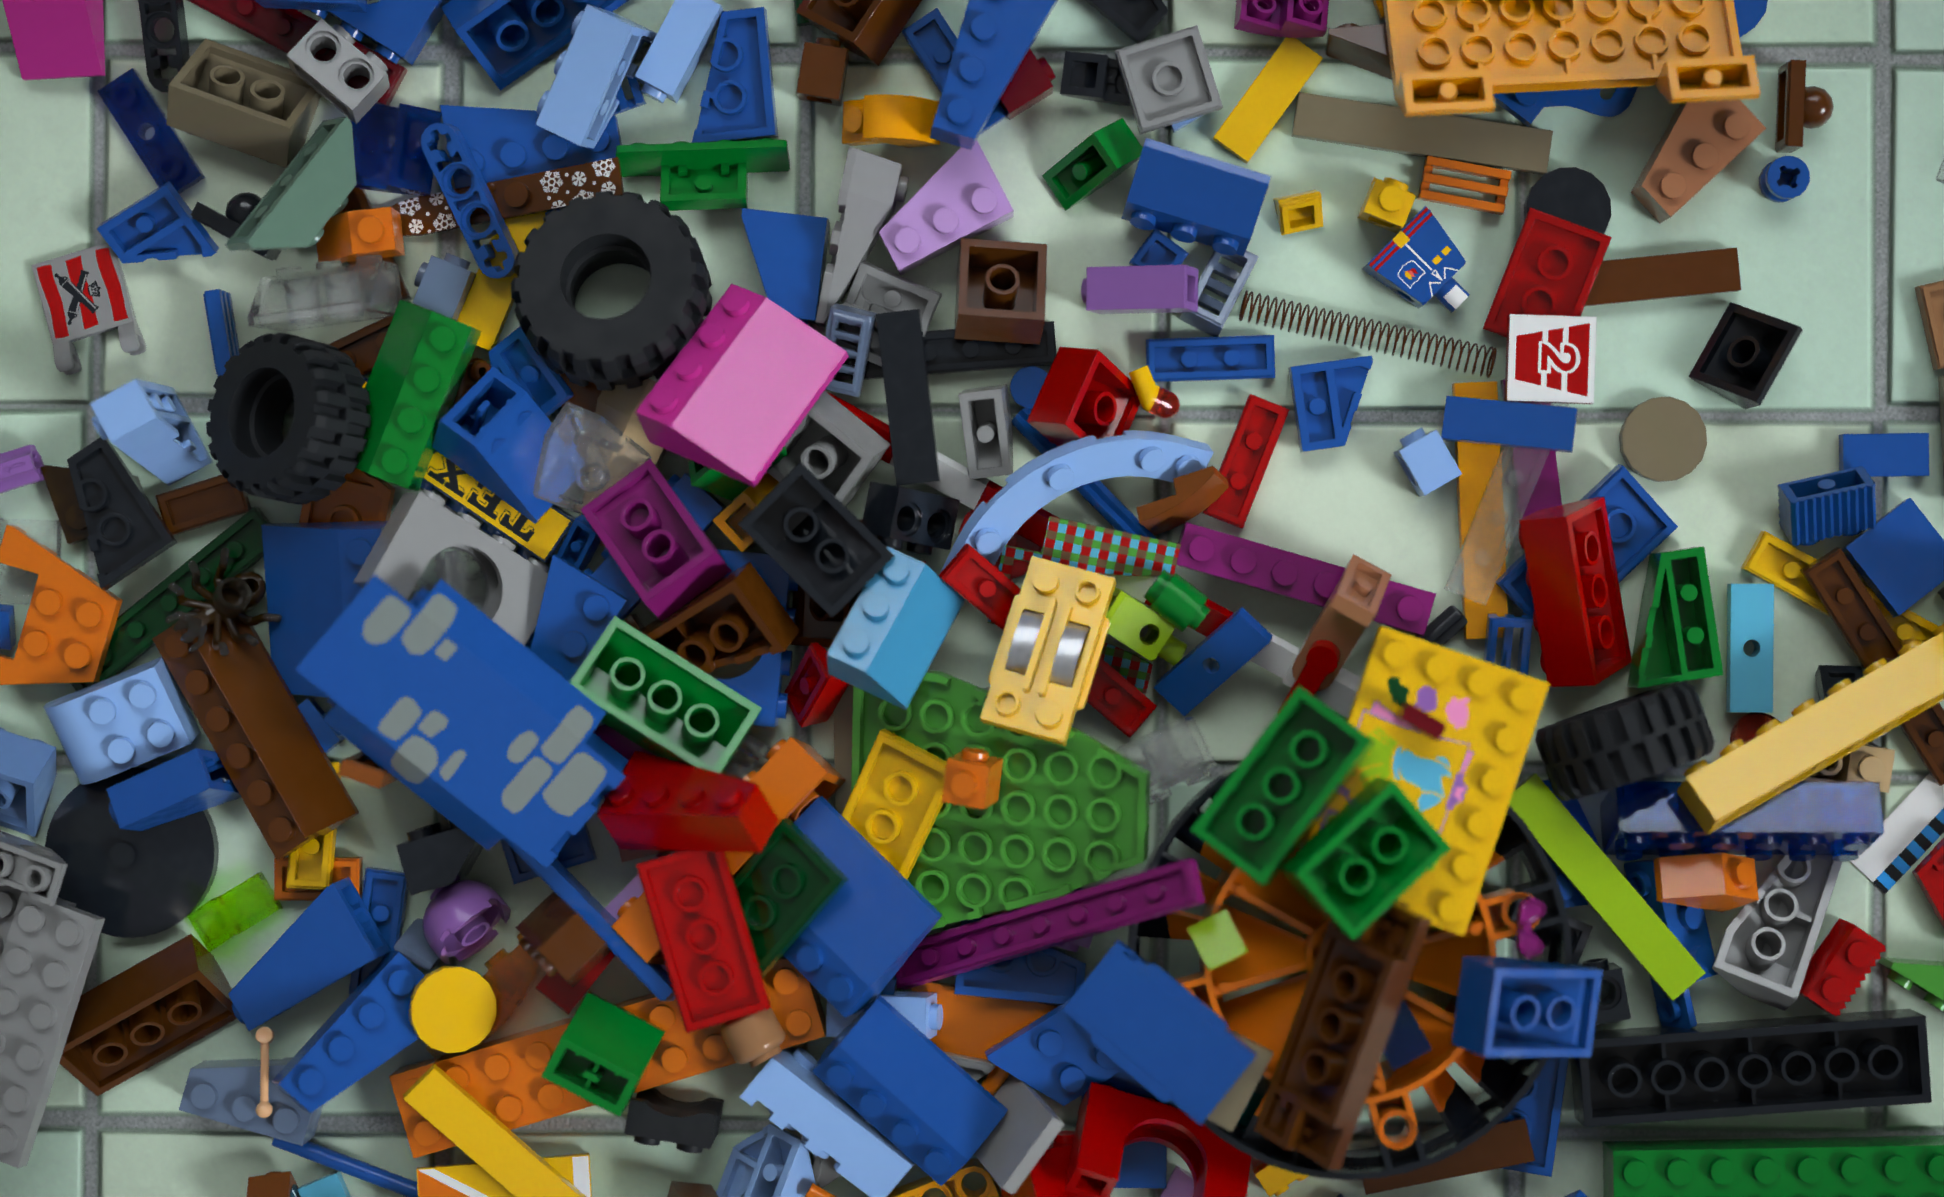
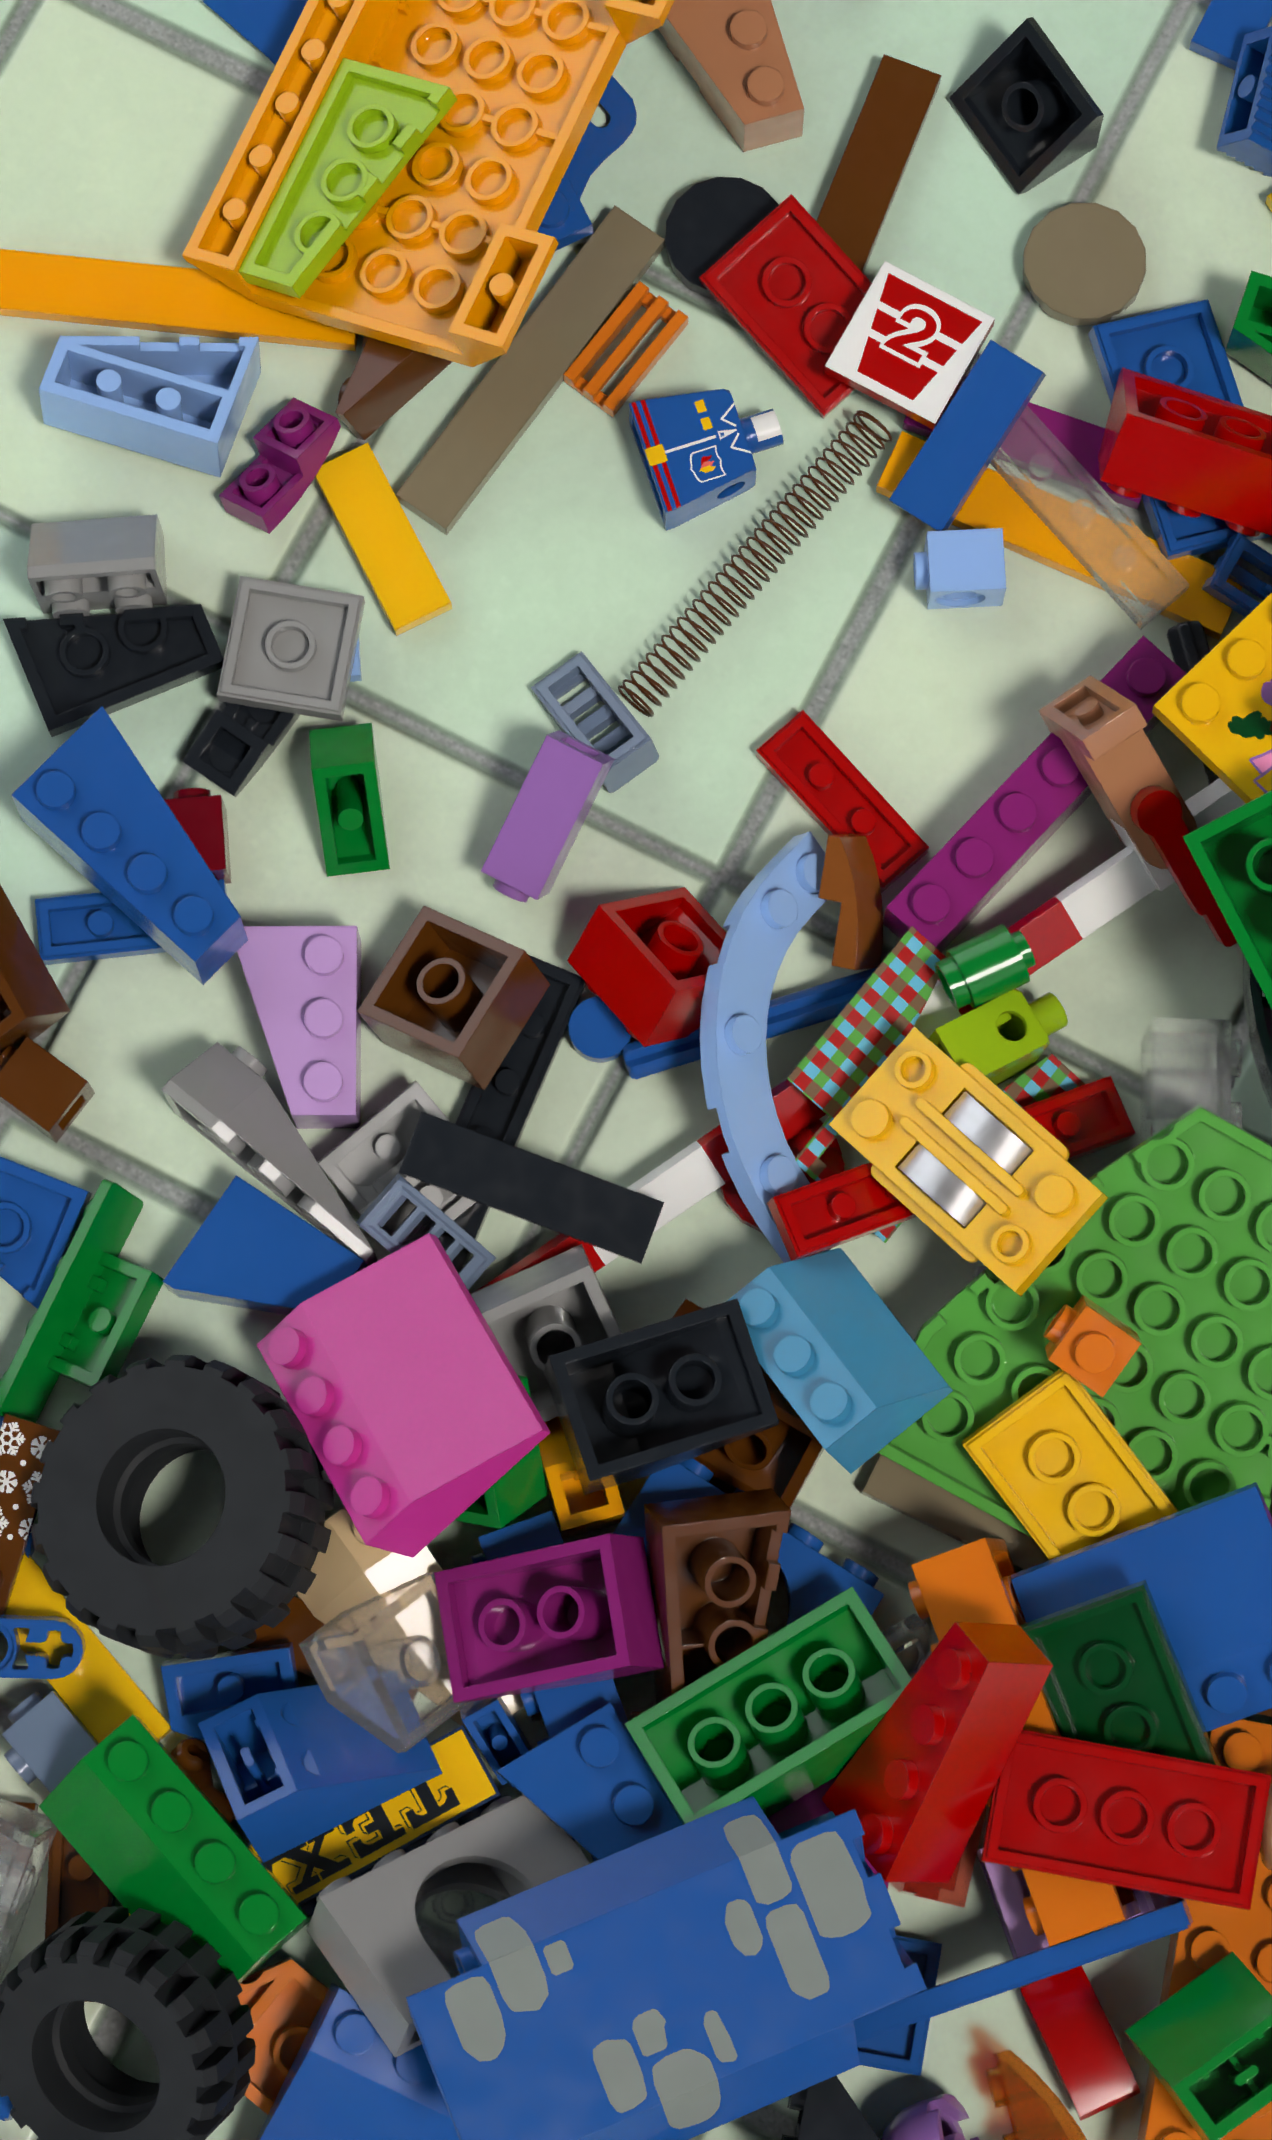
camera: 55 degrees left, 10 degrees down
(561, 940) = (1033, 2024): reddish brown wedge -> none
(812, 690) = (856, 1512): red slope -> none
(889, 120) = (149, 1031): light orange brick -> none
(910, 516) = (693, 1263): black brick -> none
(987, 431) = (631, 1108): light grey slope -> none
(1153, 397) = (696, 875): arm -> none
(1158, 251) = (505, 774): blue tile -> none
(1195, 198) = (463, 686): blue slope -> none
(1199, 675) = (1098, 998): blue tile -> none
(1211, 358) = (682, 780): blue tile -> none
(1299, 212) = (550, 571): yellow slope -> none
(1326, 400) = (816, 657): blue wing -> none
(1387, 204) = (601, 454): yellow brick -> none

